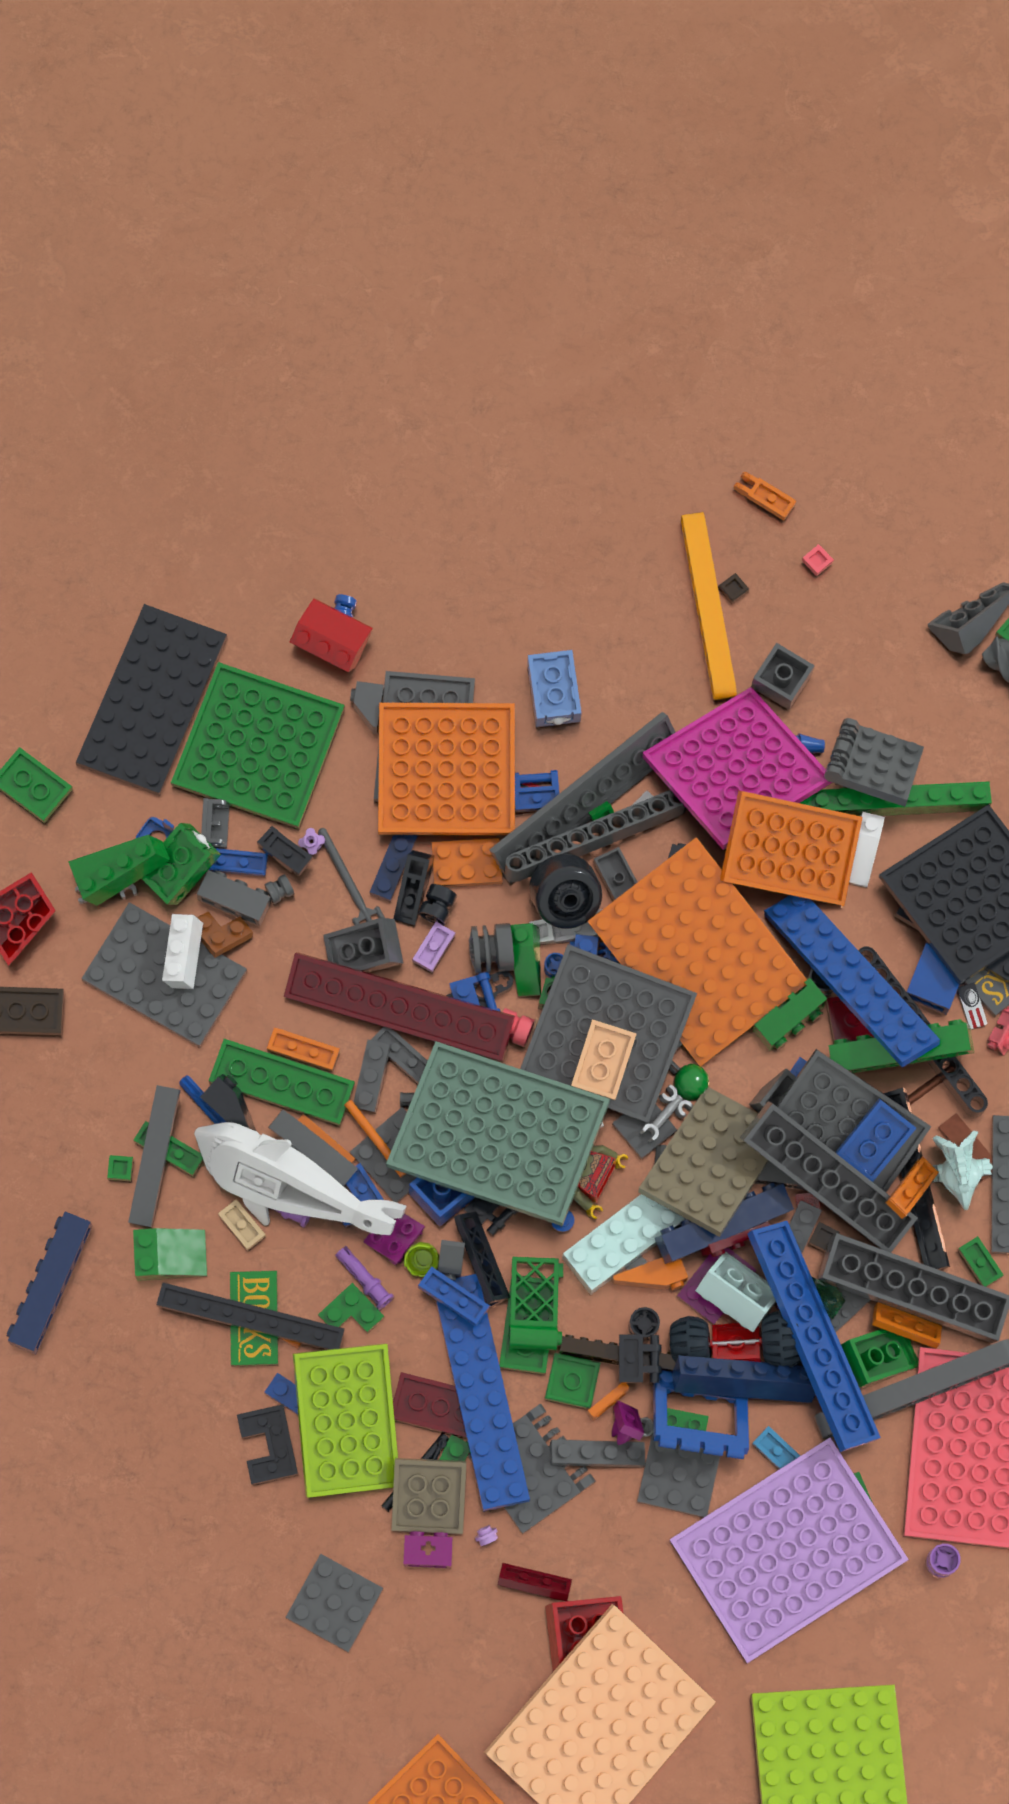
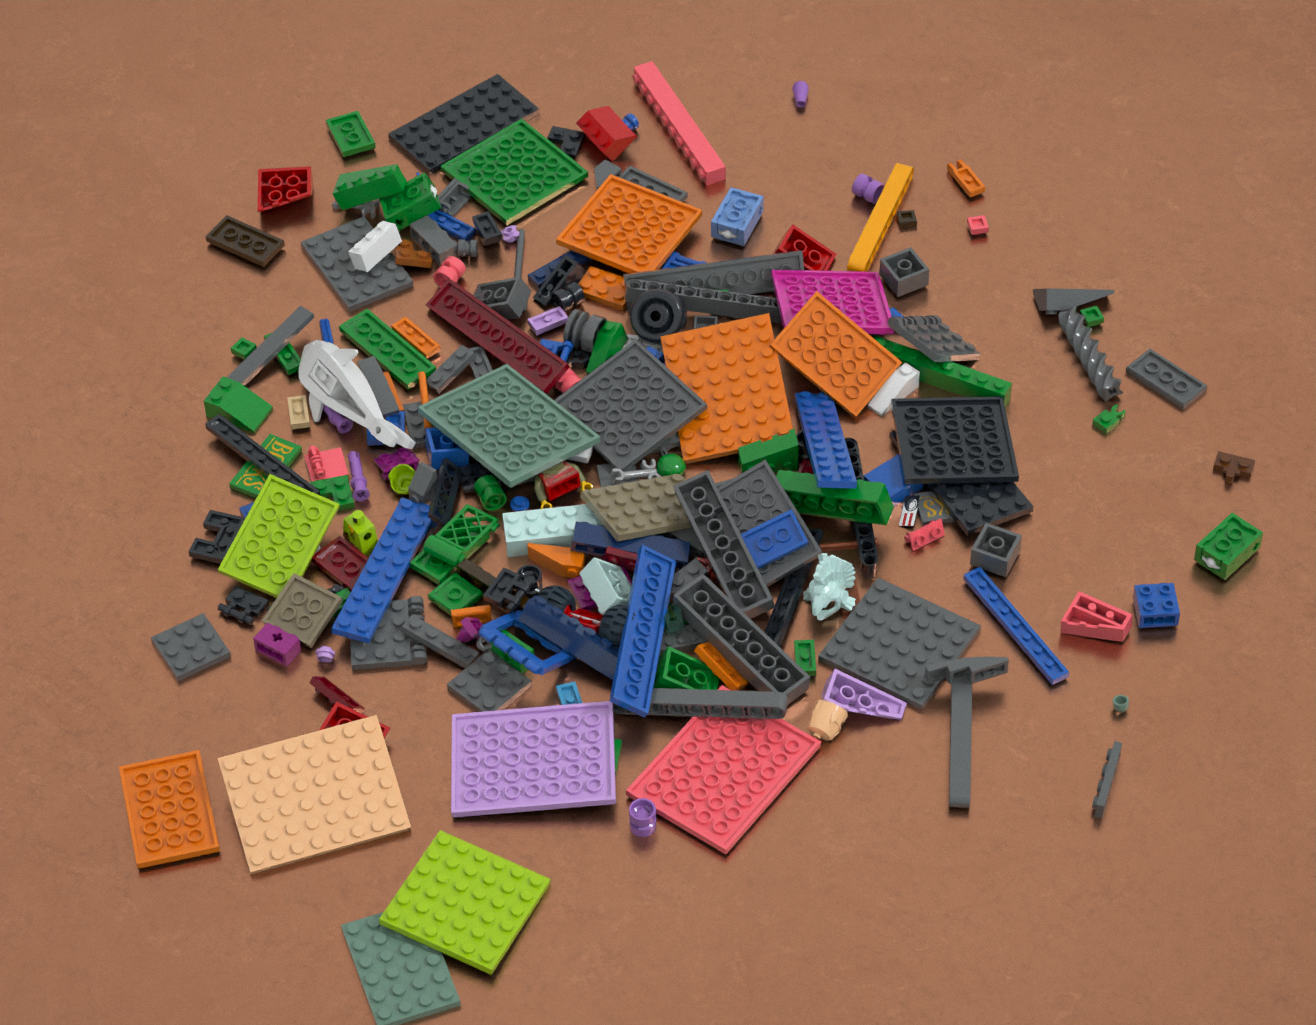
camera: 35 degrees right, 25 degrees down
(50, 1282) = (147, 387): dark blue brick -> none
(228, 1101) = (341, 333): black slope -> none
(283, 938) = (450, 268): none -> coral wheel
(288, 660) = (569, 139): none -> black plate
(319, 1280) = (325, 463): none -> coral hinge
(355, 1511) = (247, 602): none -> black plate
(400, 575) = (679, 123): none -> coral brick
(423, 1358) = (358, 527): none -> lime torso
(453, 1296) = (407, 504): blue plate -> none
(509, 458) = (800, 93): none -> medium lavender cone
(525, 1226) = (490, 492): none -> green wheel
(603, 1059) = (613, 414): light nougat plate -> none
(646, 698) = (815, 255): none -> red slope
(671, 570) = (868, 188): none -> medium lavender wheel
(912, 1187) = (781, 579): orange tile -> none

